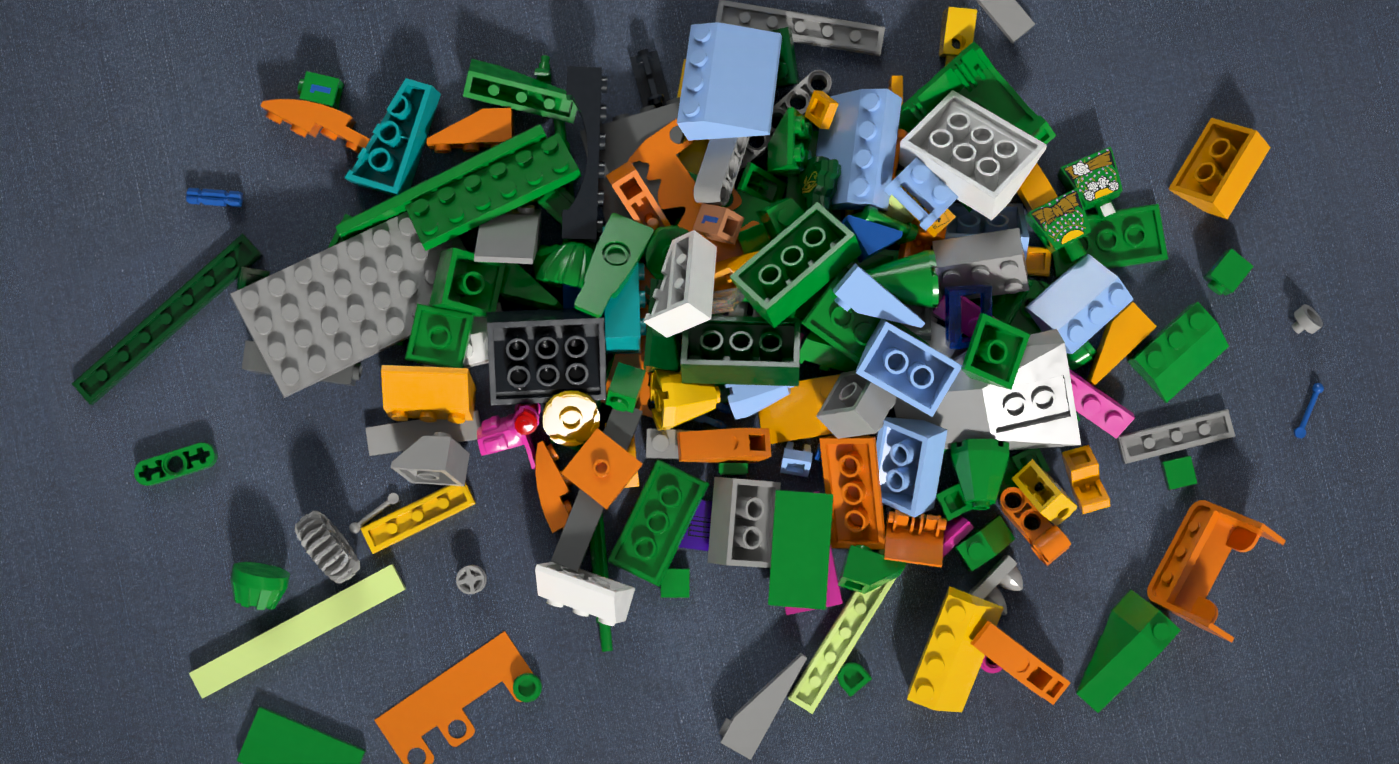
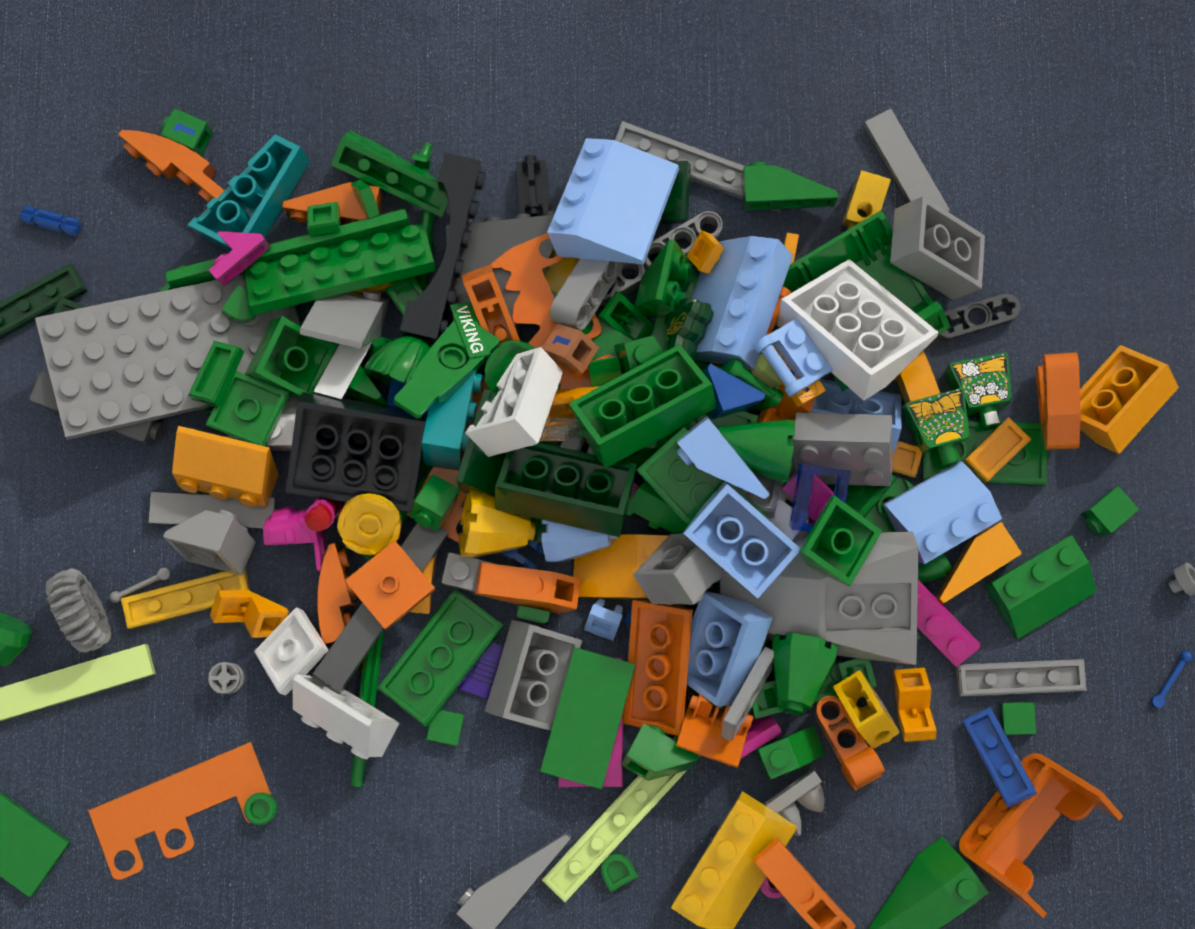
camera: 10 degrees right, 5 degrees down
(404, 192) = (245, 250): none -> dark pink slope
(404, 310) = (216, 373): none -> green tile
(409, 244) = (238, 306): none -> green tile
(468, 148) = (323, 218): none -> green tile
(487, 517) = (256, 612): none -> light orange slope
(502, 121) = (365, 198): none -> green tile
(515, 286) = (341, 370): none -> white sticker
(524, 544) = (291, 650): none -> white tile
(625, 225) = (470, 329): none -> green sticker
(875, 36) = (777, 188): none -> green slope
(938, 501) = (747, 694): none -> light grey tile
(1031, 64) = (937, 248): none -> light grey brick
(1091, 102) = (999, 318): none -> dark grey beam
(1117, 237) = (997, 449): none -> light orange tile
(1165, 183) = (1059, 400): none -> orange connector
(1168, 510) = (999, 757): none -> blue tile

